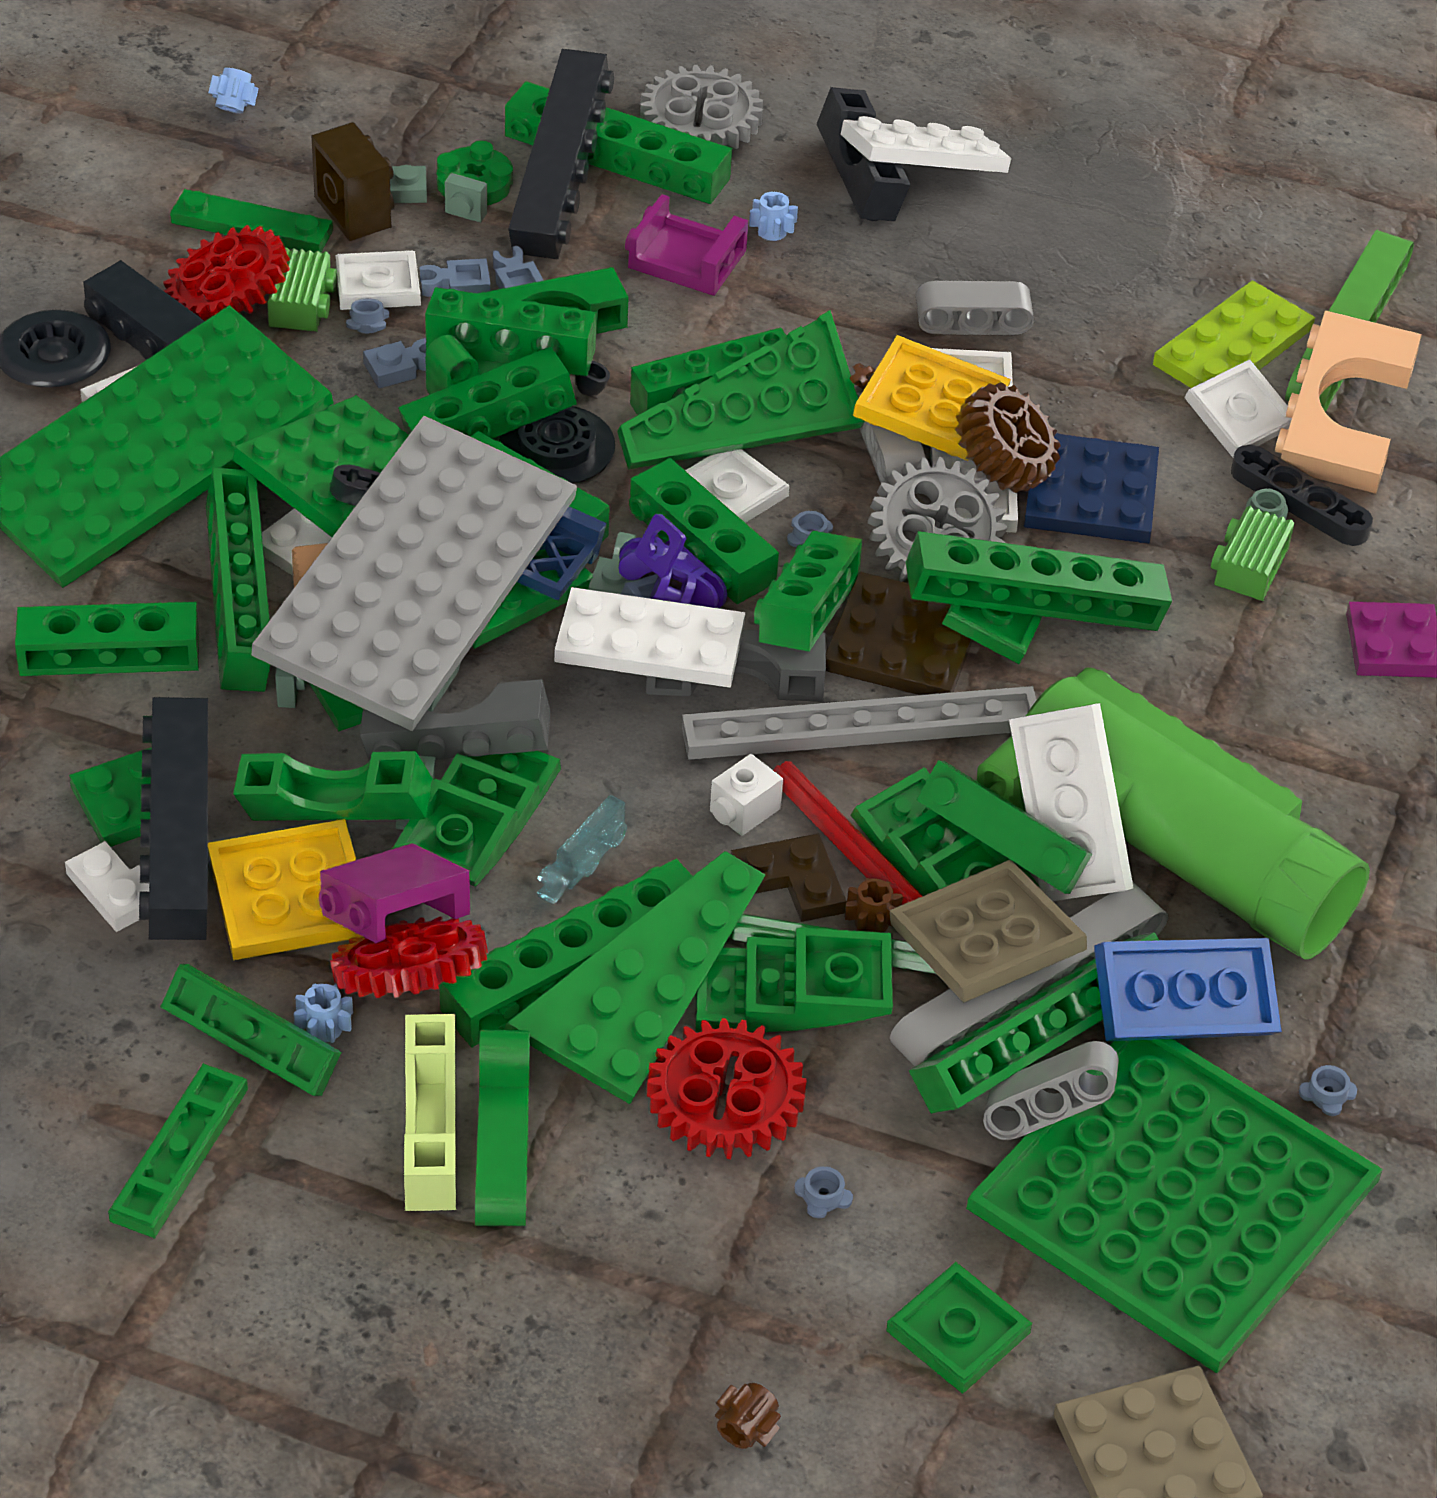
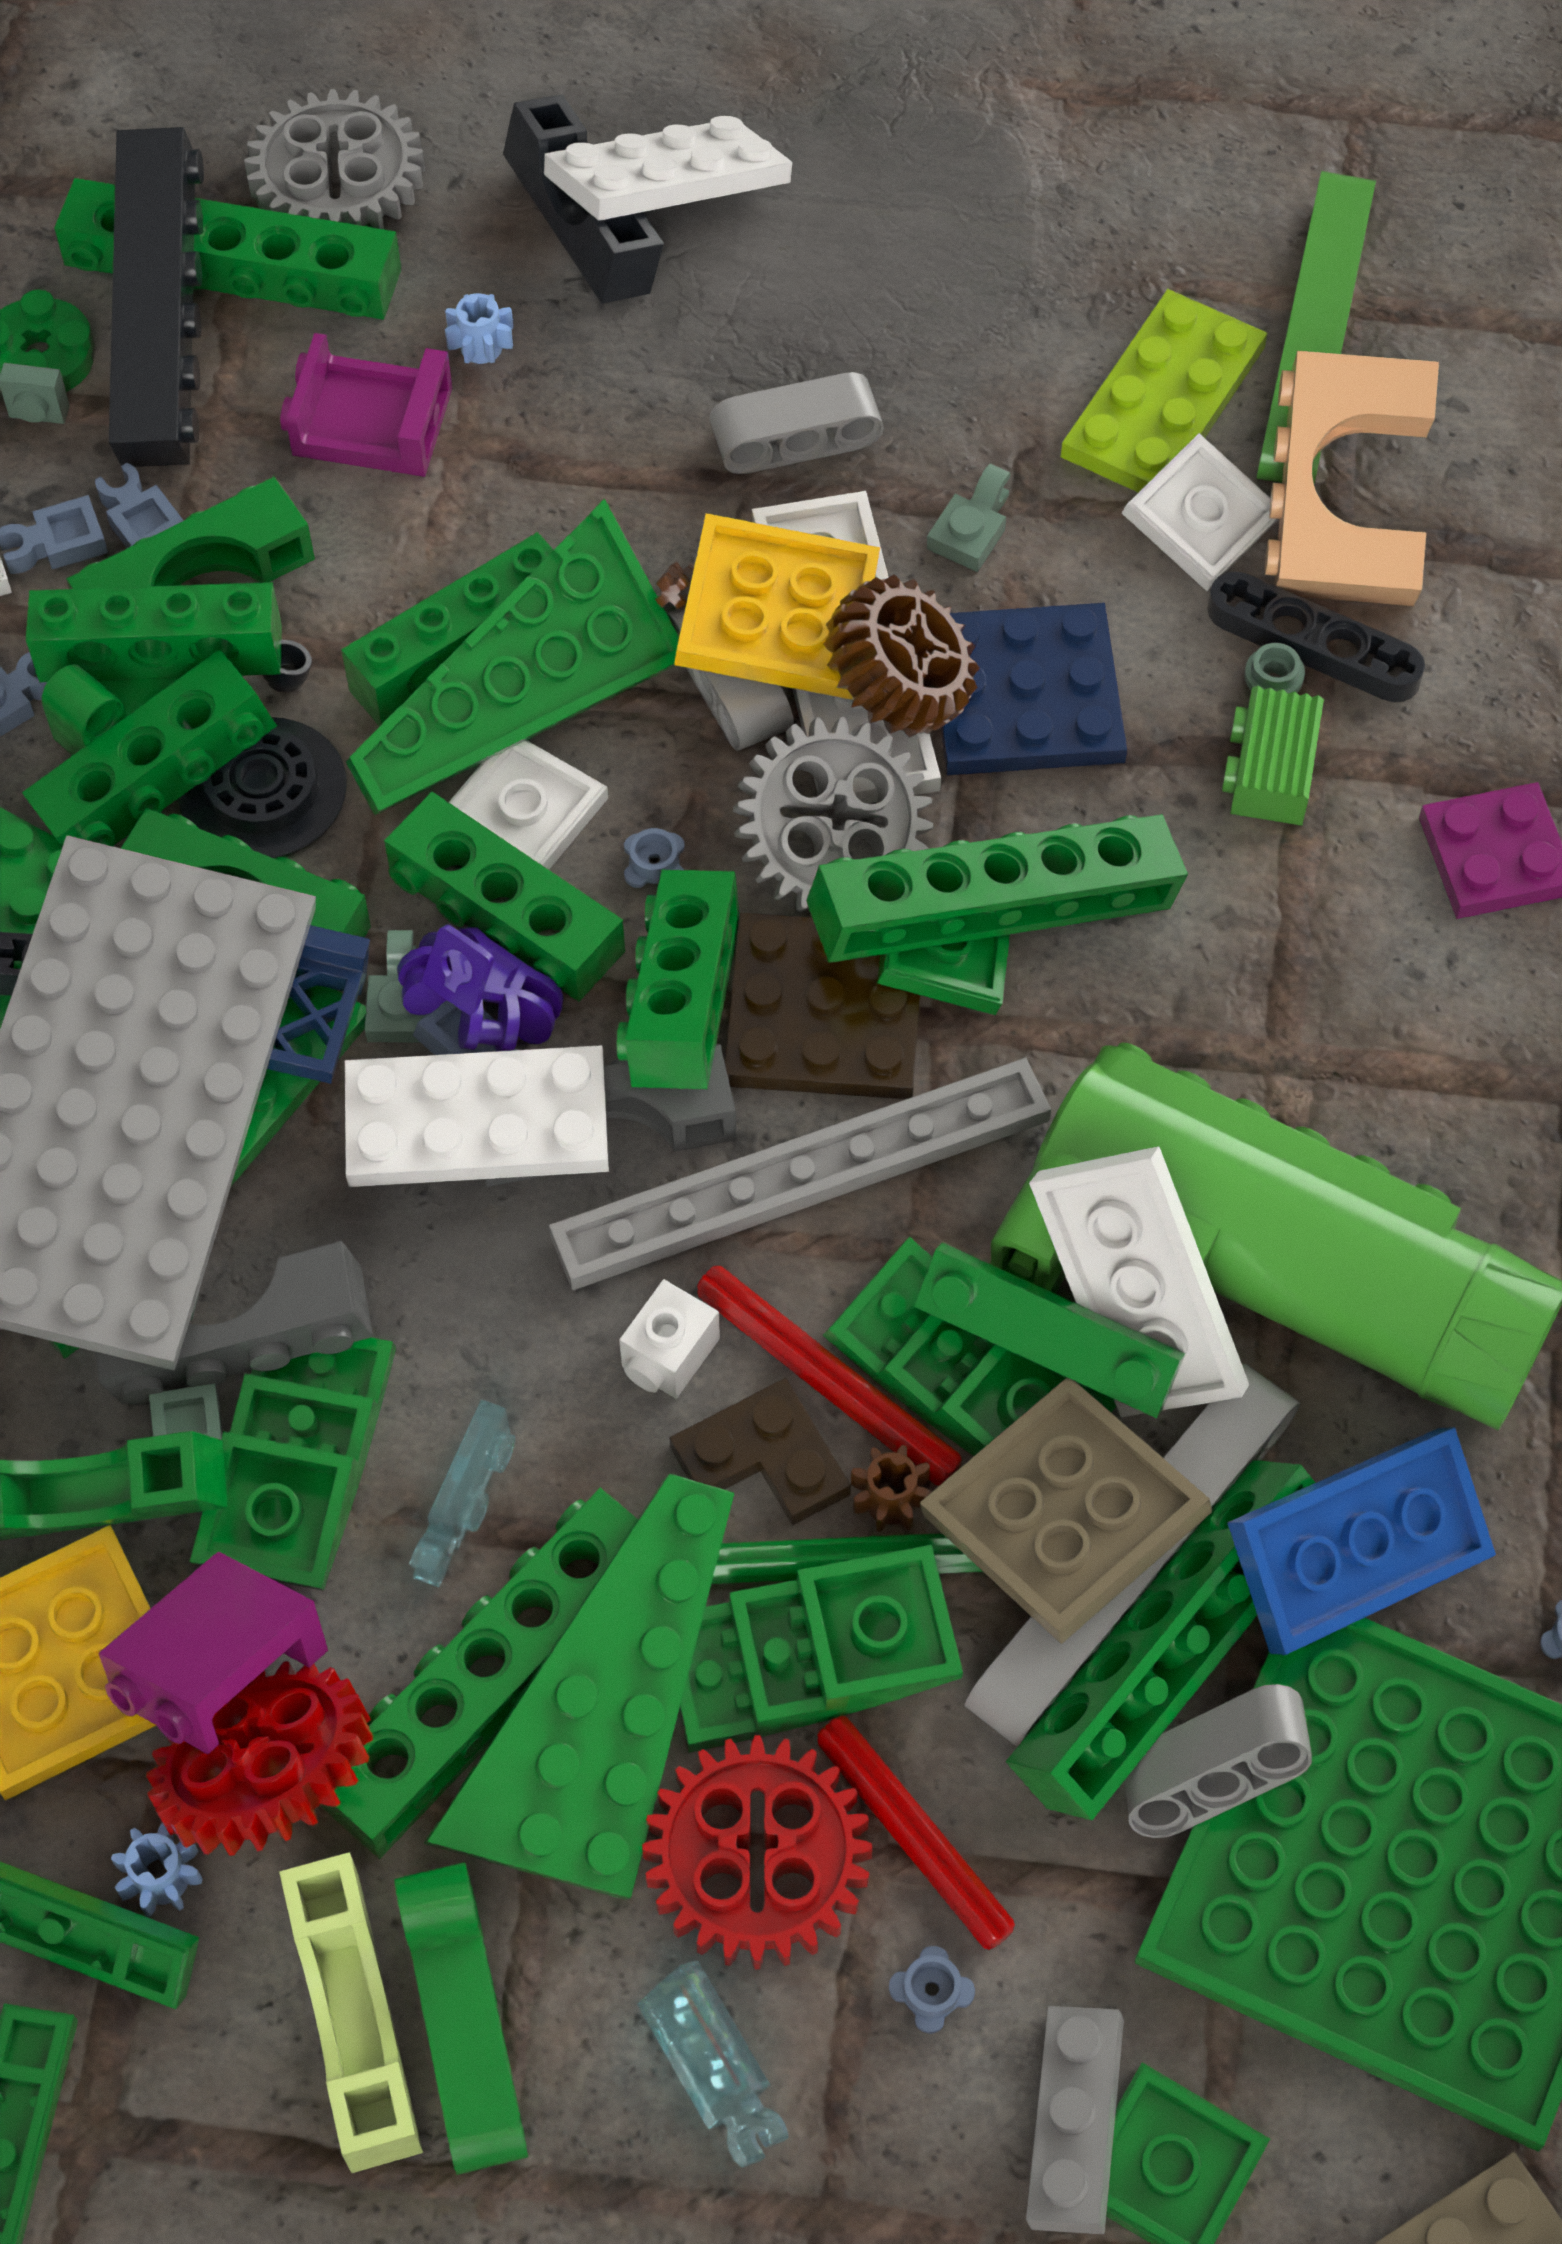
camera: 10 degrees left, 15 degrees up
(663, 1194) = (713, 2061): none -> clear light blue plate
(838, 1105) = (916, 1833): none -> red axle
(900, 1281) = (1075, 2120): none -> light grey plate
(1079, 390) = (972, 527): none -> sand green plate

